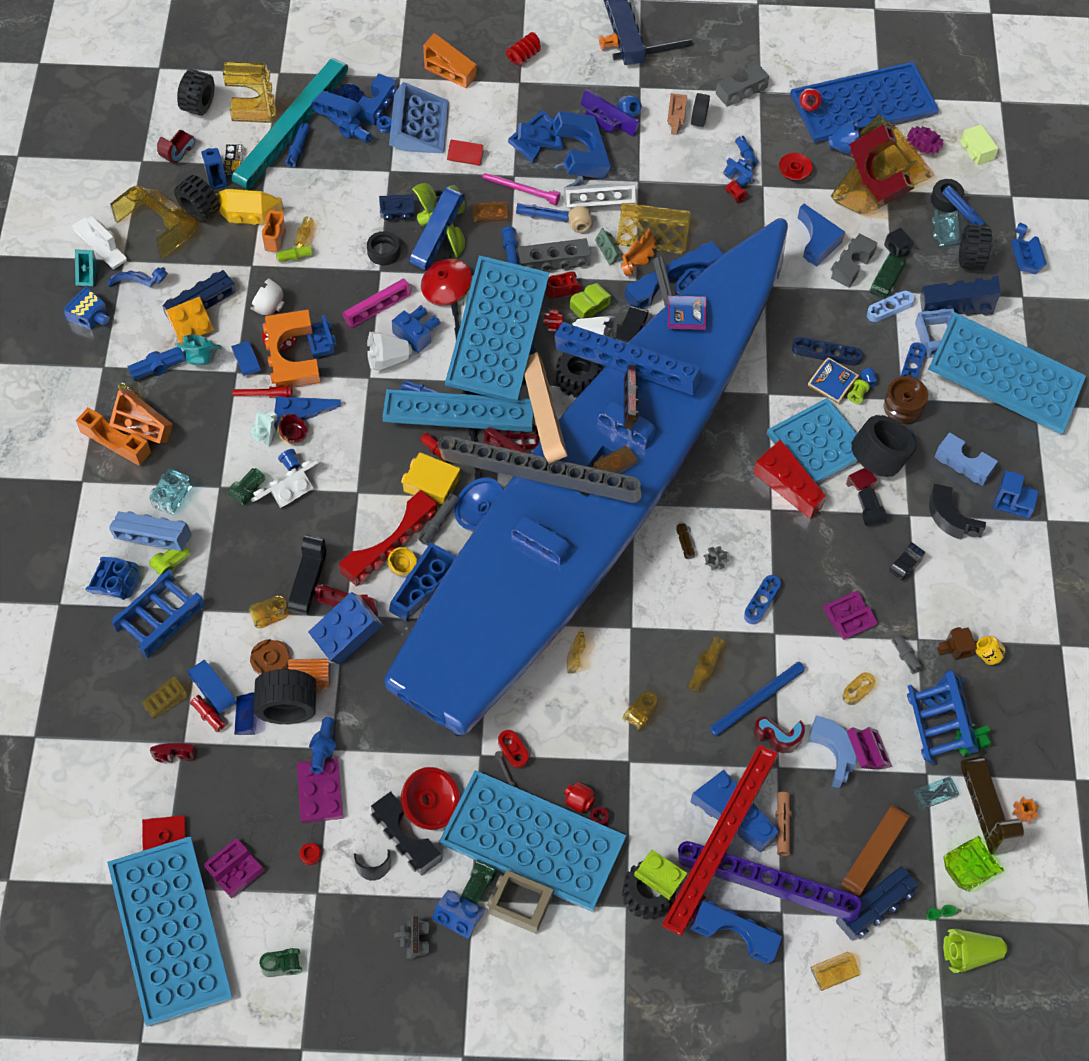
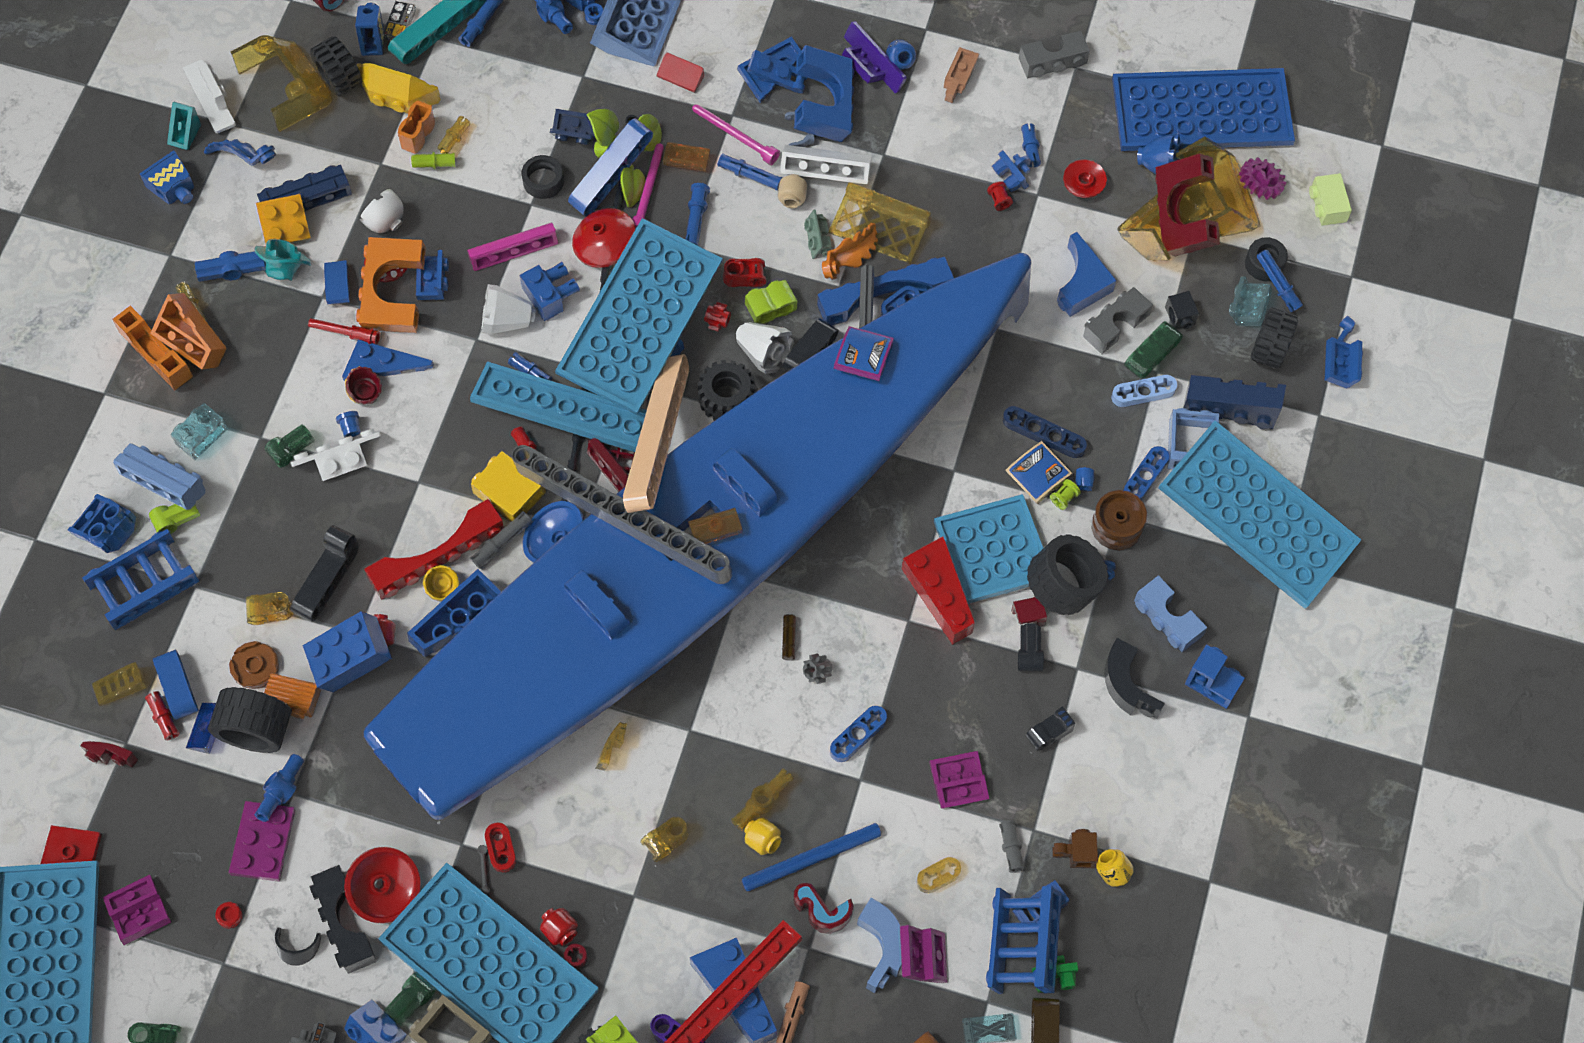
camera: 15 degrees right, 5 degrees up
(264, 427) = (329, 376): light aqua hips -> none
(328, 595) = (345, 604): dark red hinge -> none
(467, 239) = (645, 198): none -> dark pink piece
(555, 255) = (736, 225): dark grey brick -> none
(619, 355) = (772, 397): blue brick -> none
(630, 397) = (753, 457): plate -> none
(700, 109) = (987, 78): black tyre -> none
(715, 691) = (762, 836): none -> yellow head
(815, 101) = (1124, 100): red head -> none

